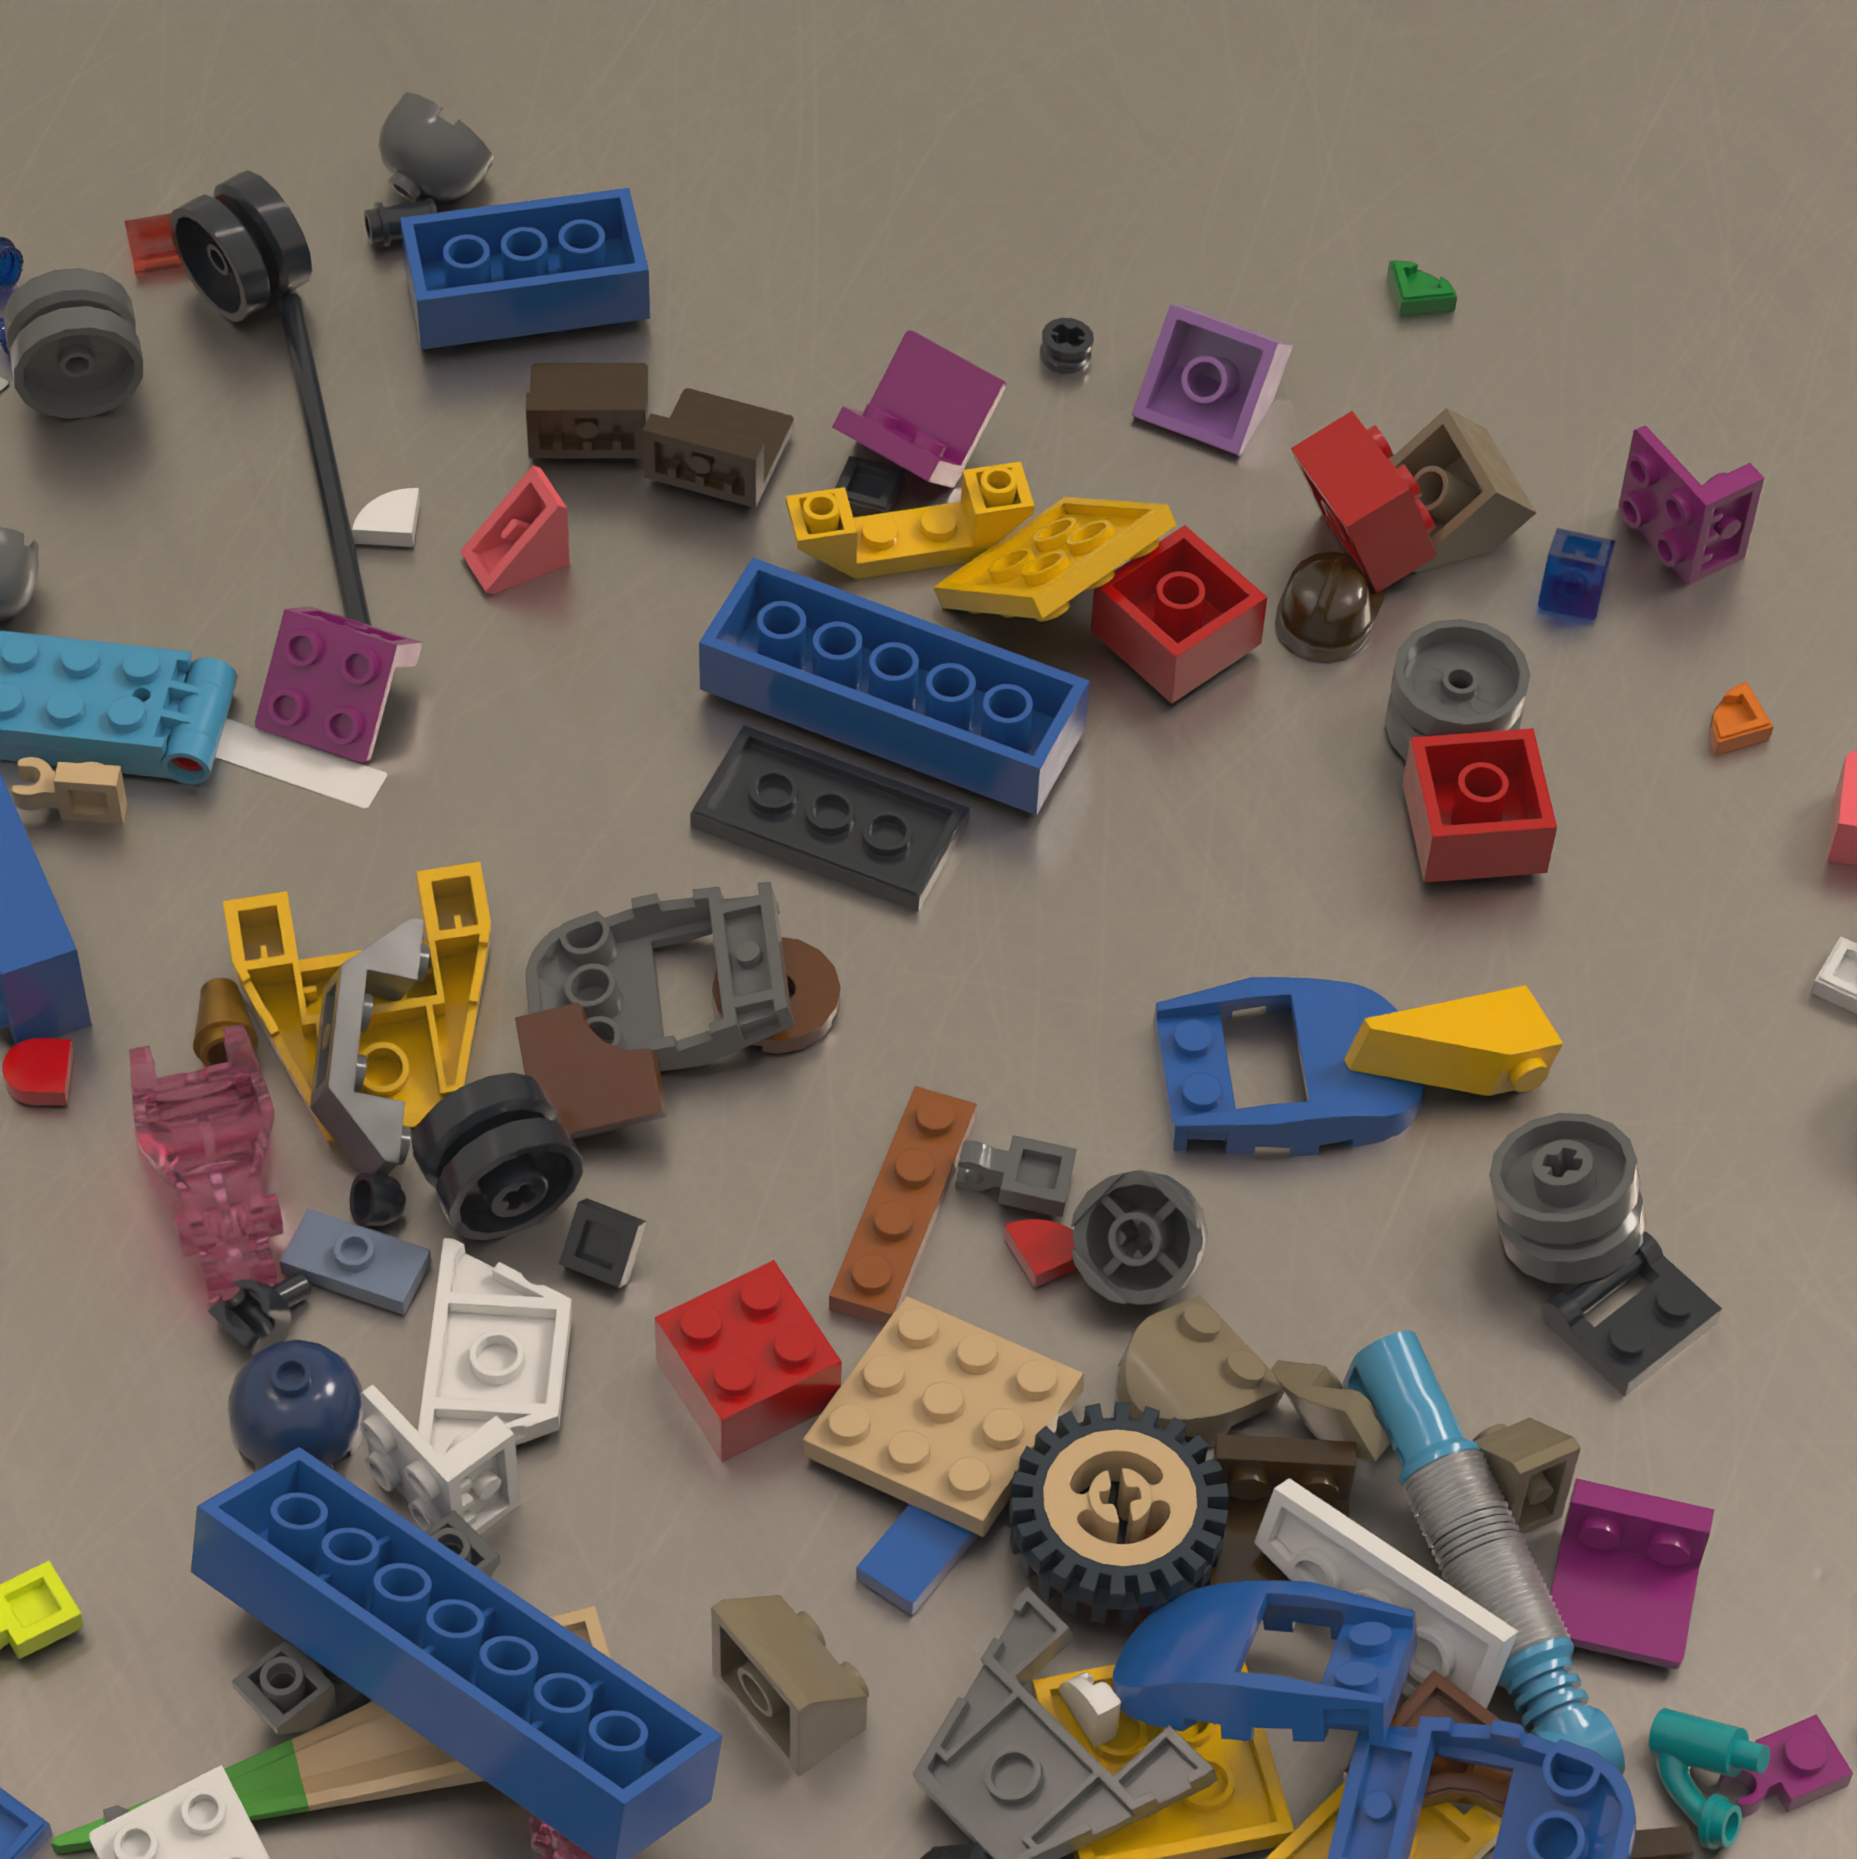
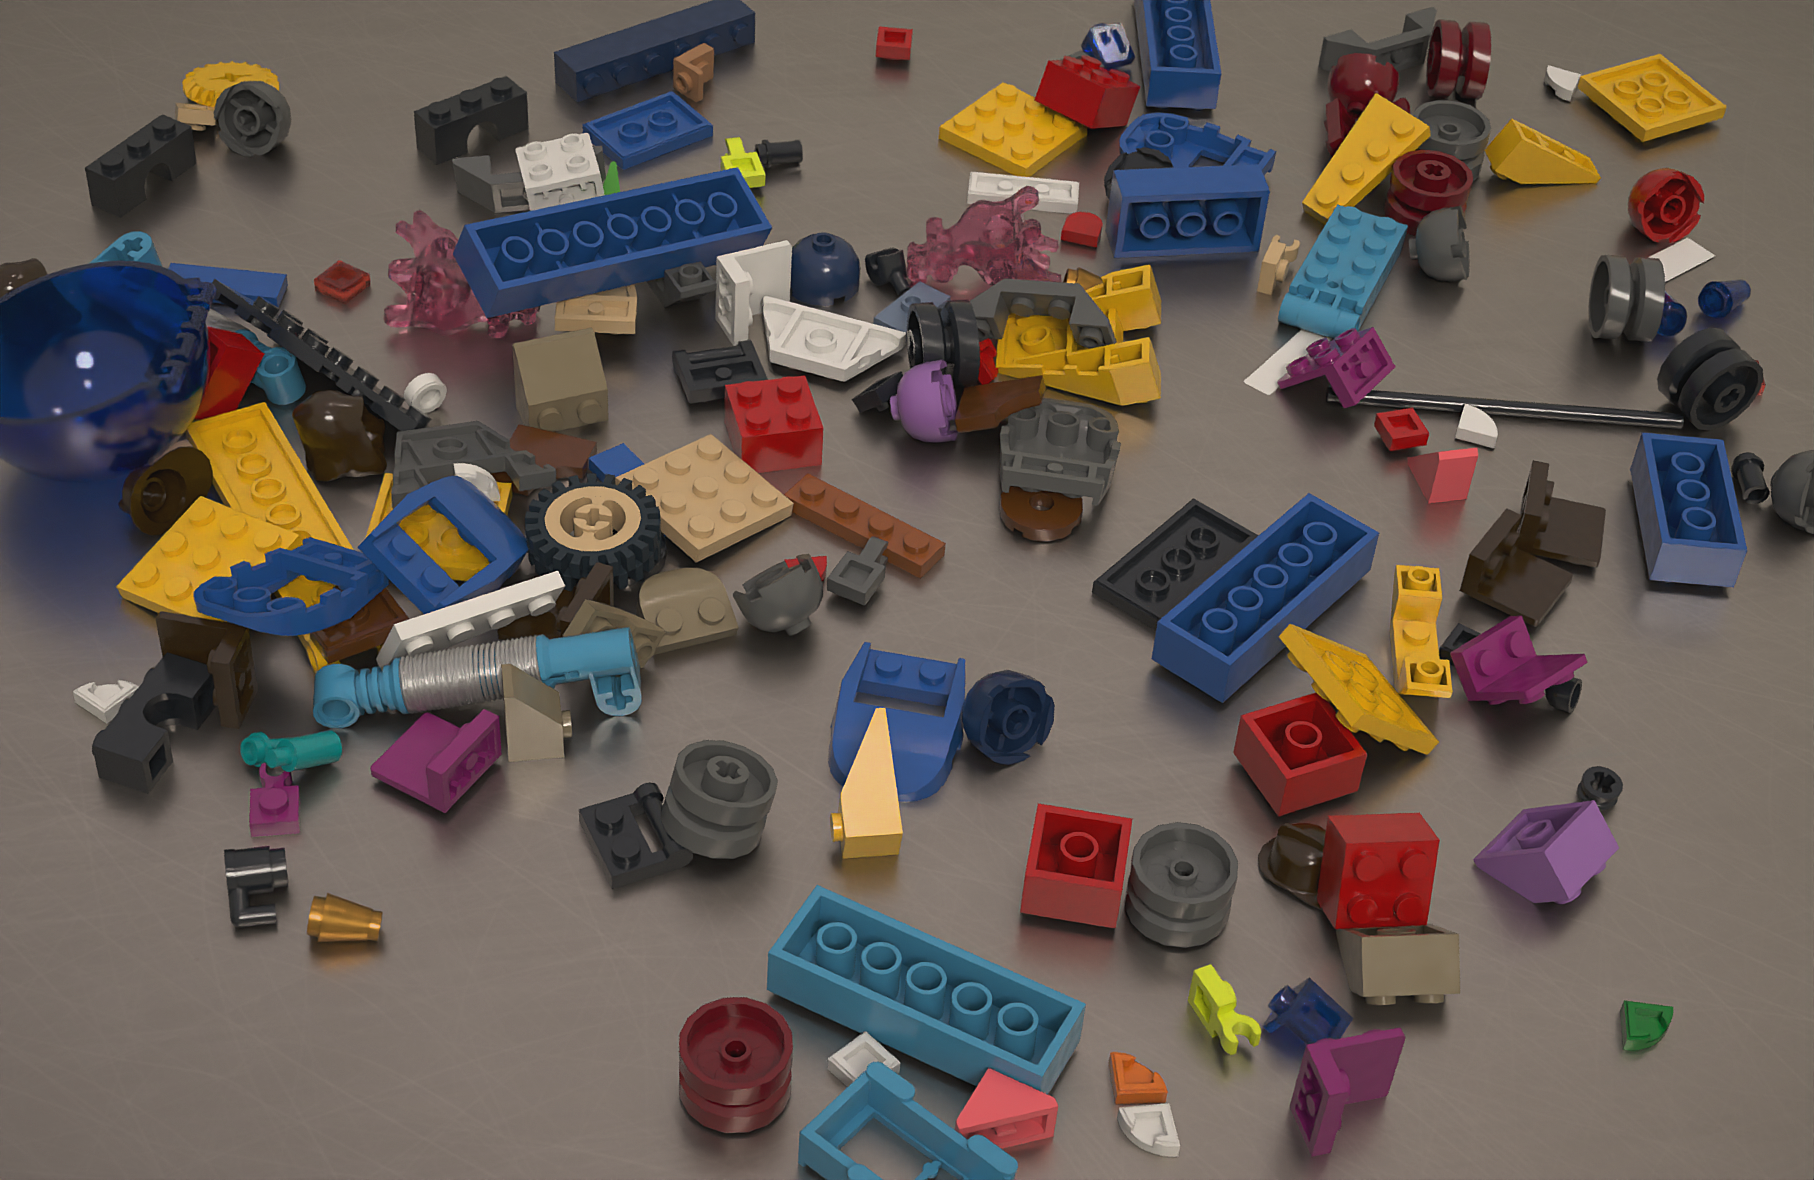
camera: 105 degrees right, 10 degrees down
(440, 595) = (1401, 429): none -> red plate
(638, 1155) = (926, 403): none -> medium lavender cylinder
(638, 1472) = (708, 371): none -> black plate
(914, 1672) = (563, 452): none -> reddish brown tile
(1247, 931) = (1007, 715): none -> dark blue cylinder
(1607, 650) = (1215, 1005): none -> neon yellow plate
(1760, 918) = (922, 994): none -> dark azure brick
(1792, 694) = (1150, 1128): none -> white tile

